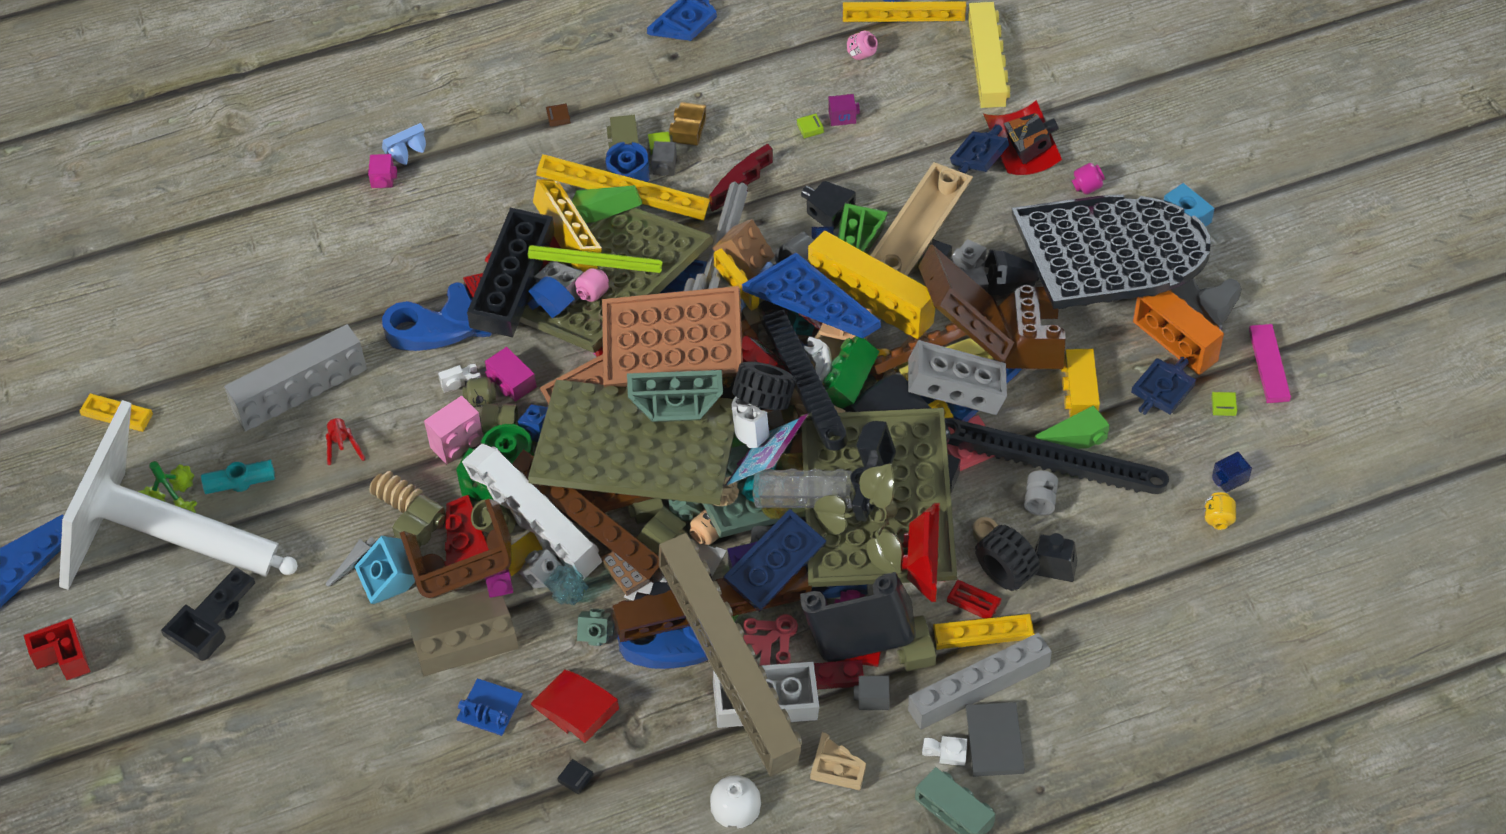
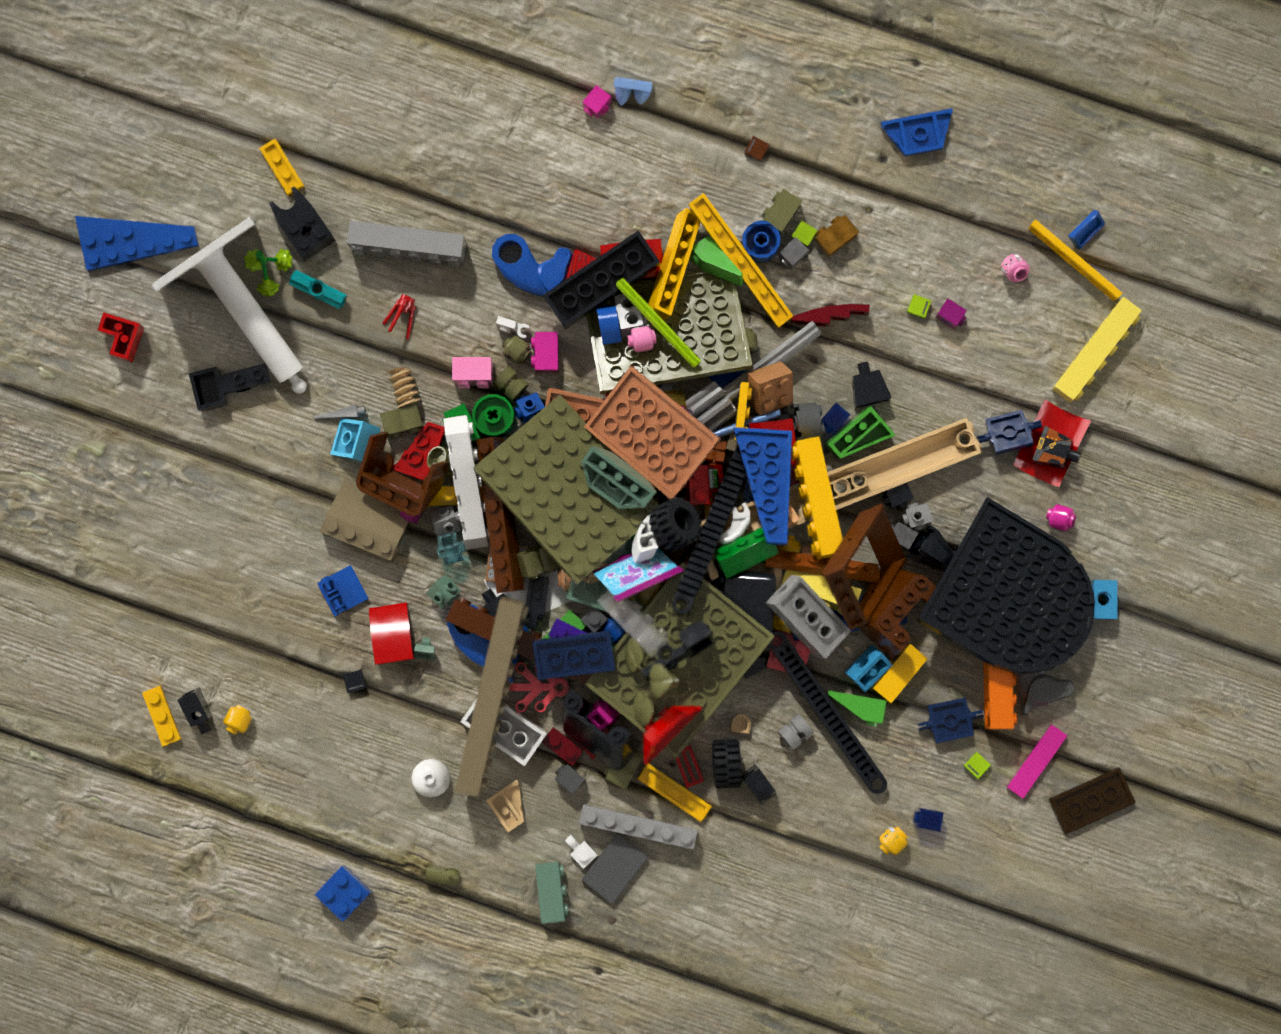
camera: 40 degrees right, 30 degrees up
(177, 437) = (297, 221): none -> black brick
(624, 691) = (425, 650): none -> sand green tile
(1050, 395) = (868, 668): none -> dark azure brick
(1347, 358) = (1092, 800): none -> dark brown tile

